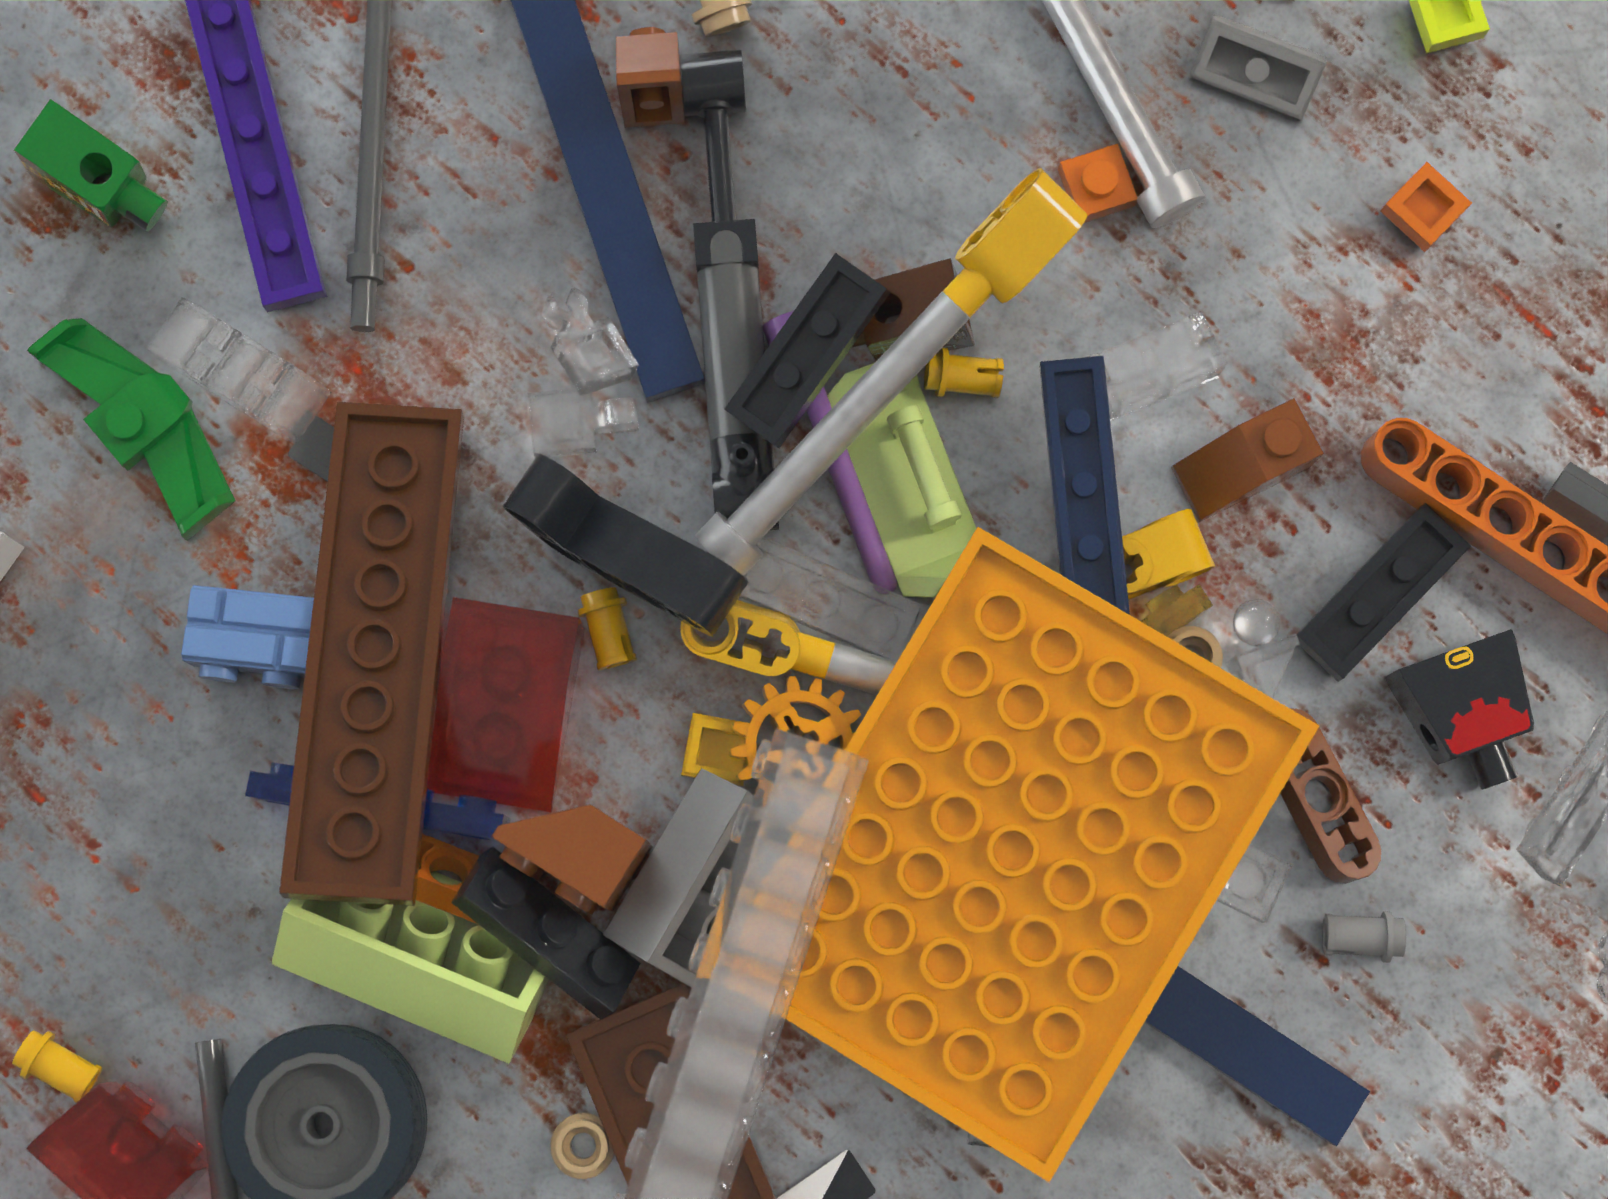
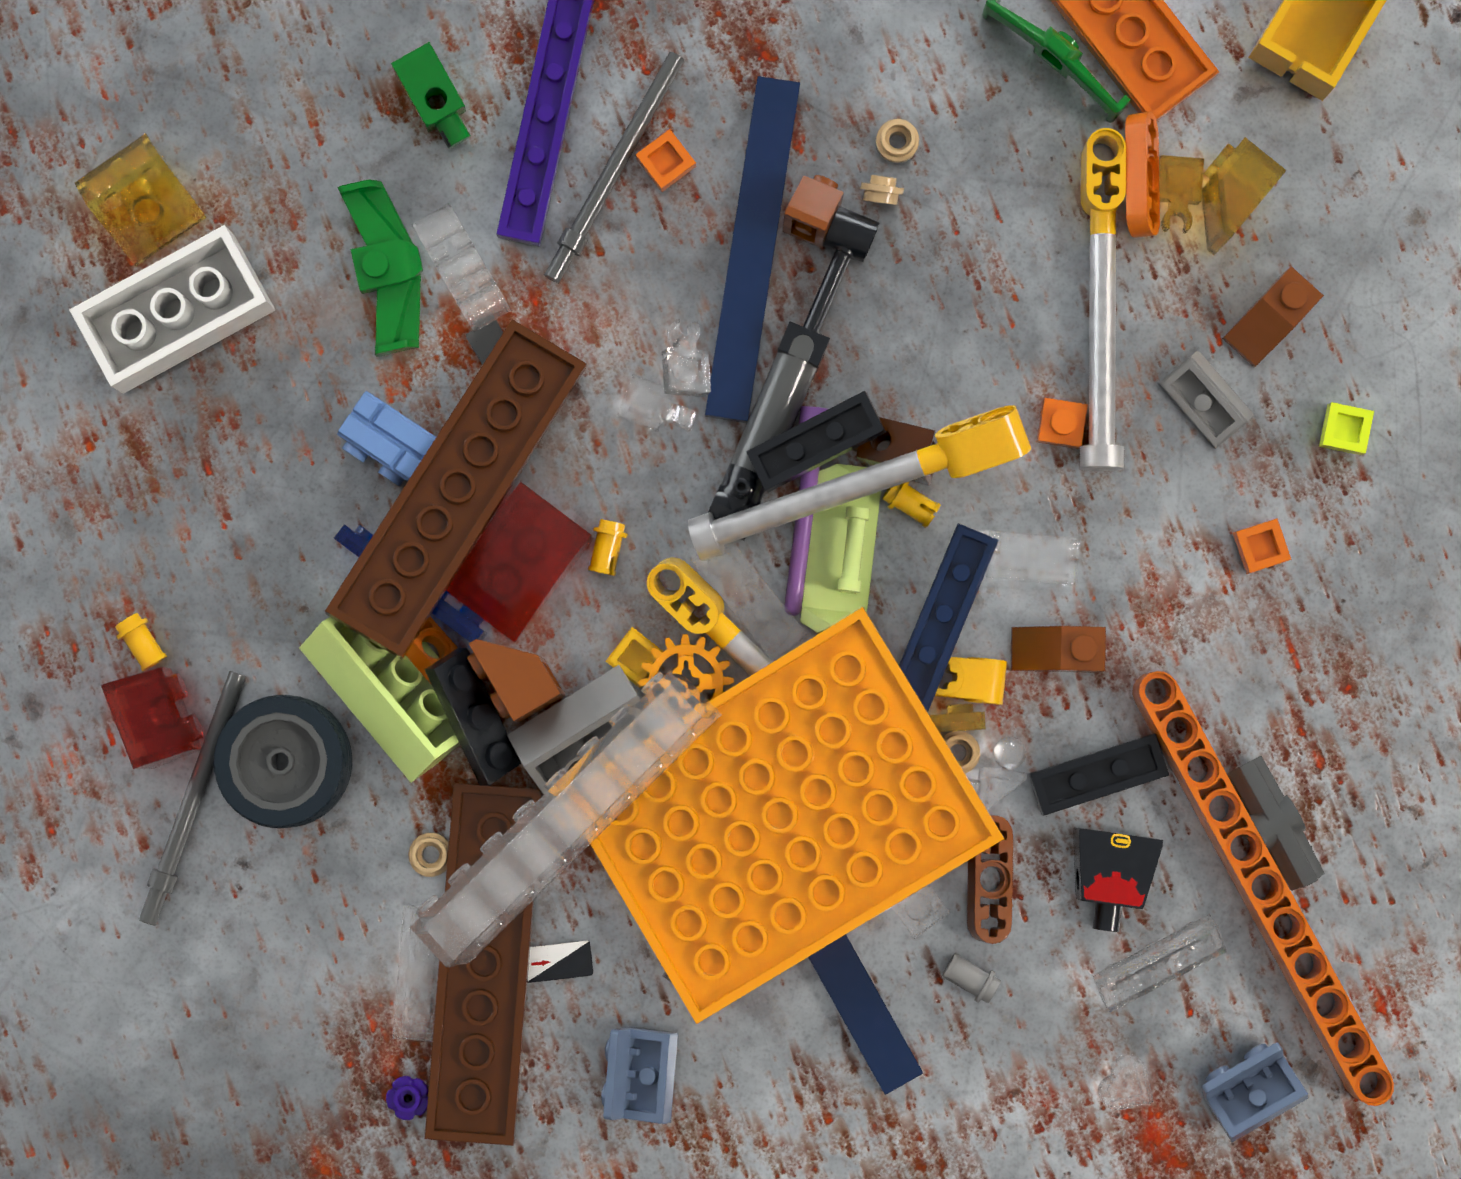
camera: 30 degrees right, 5 degrees up
(432, 110) = (665, 160): none -> orange plate
(624, 547) = (641, 505): black beam -> none

